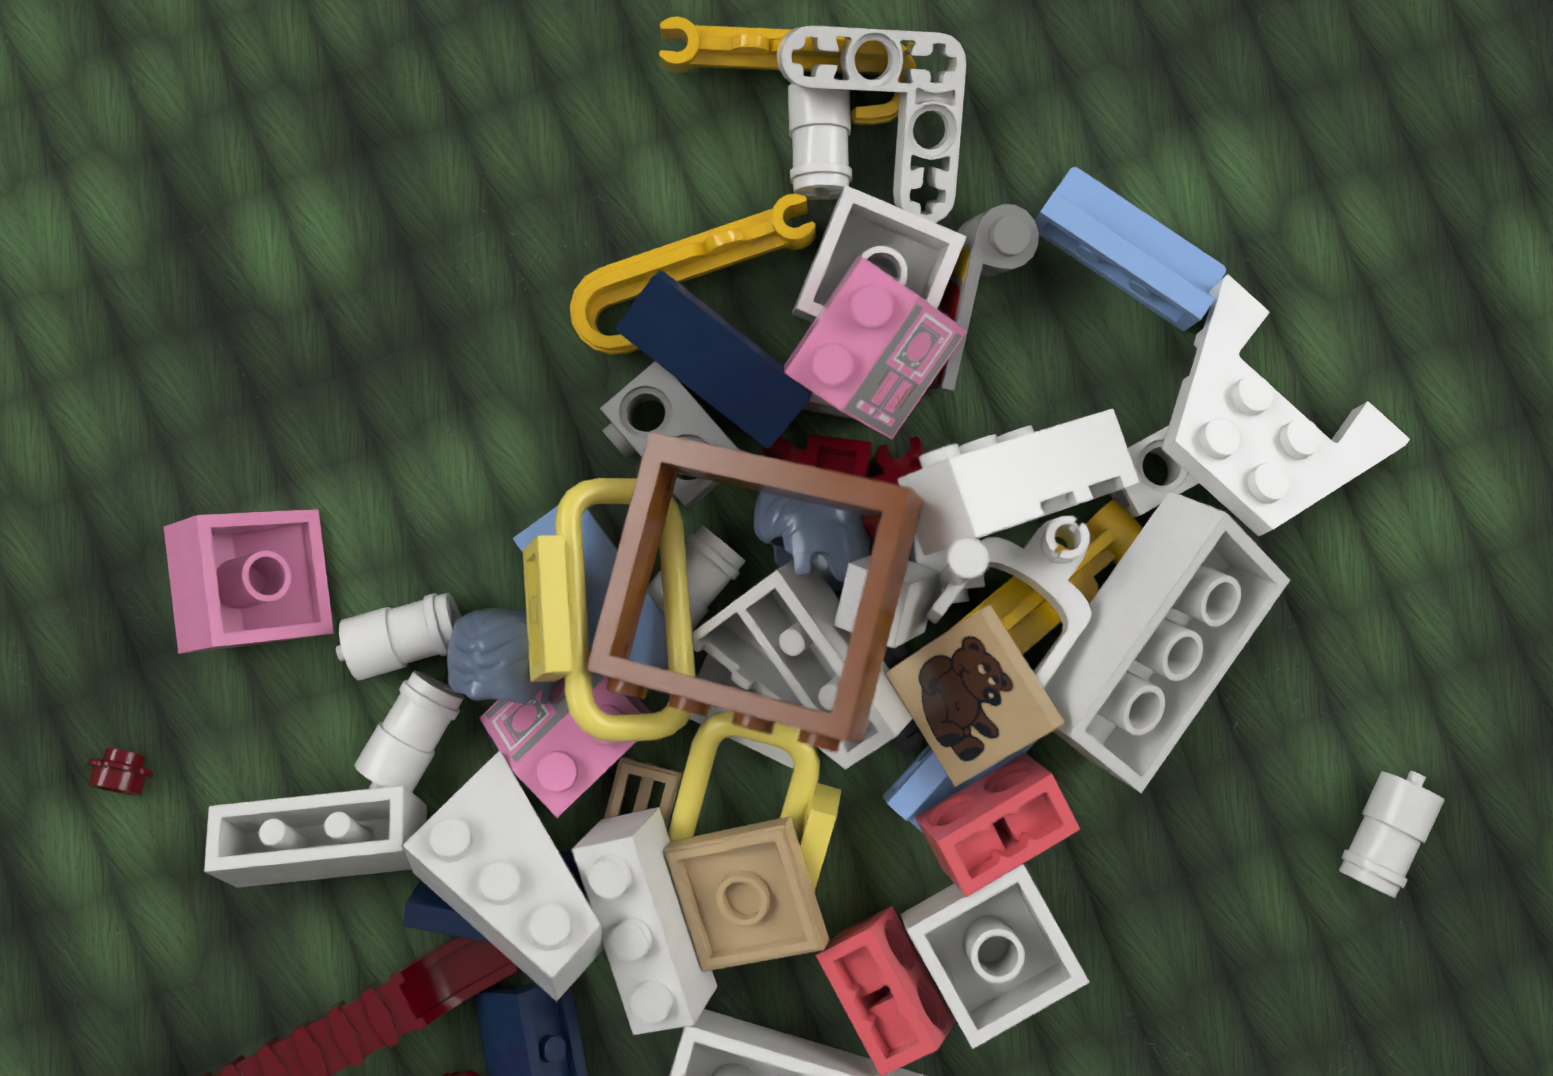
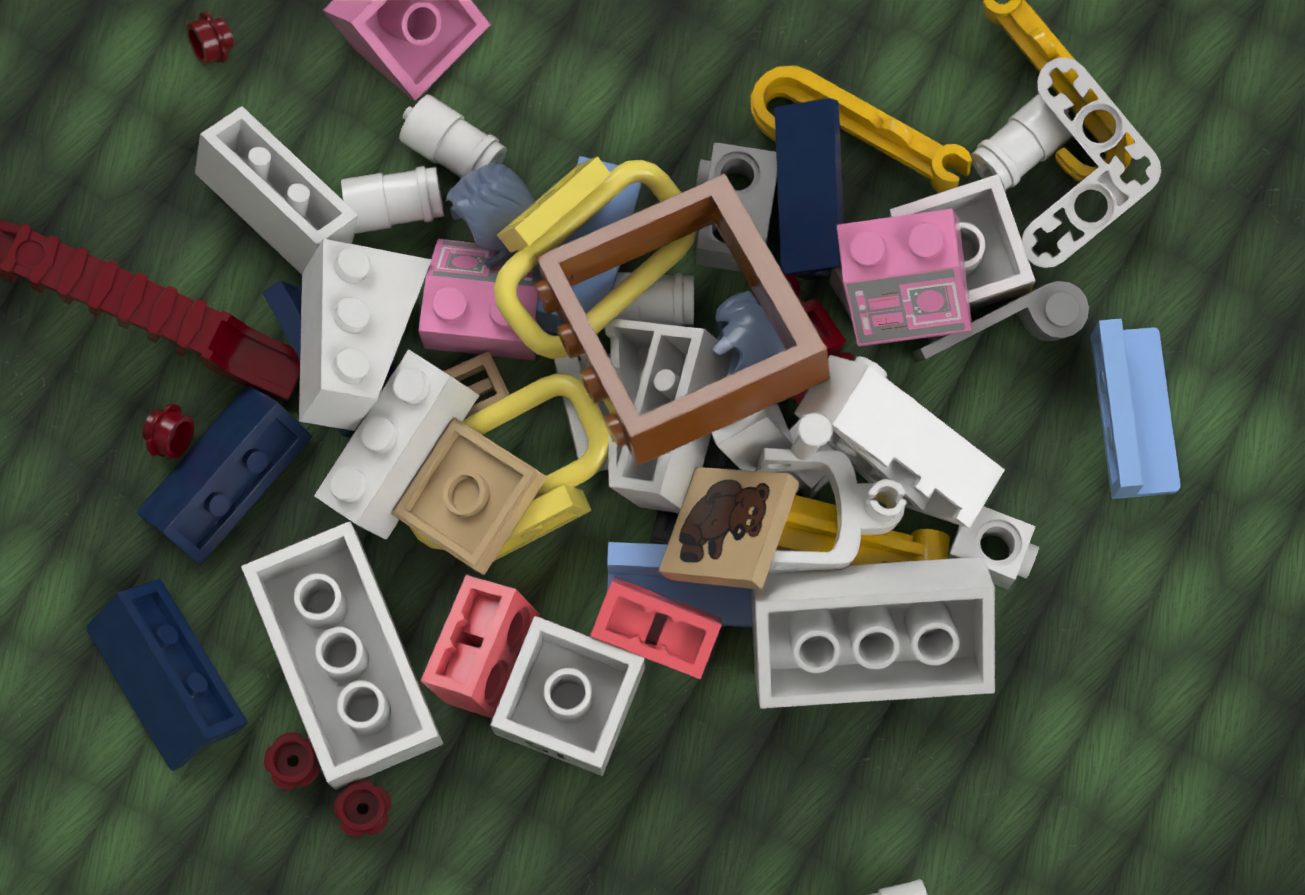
camera: 50 degrees right, 10 degrees down
(1249, 439) = (1067, 593): white wing -> none

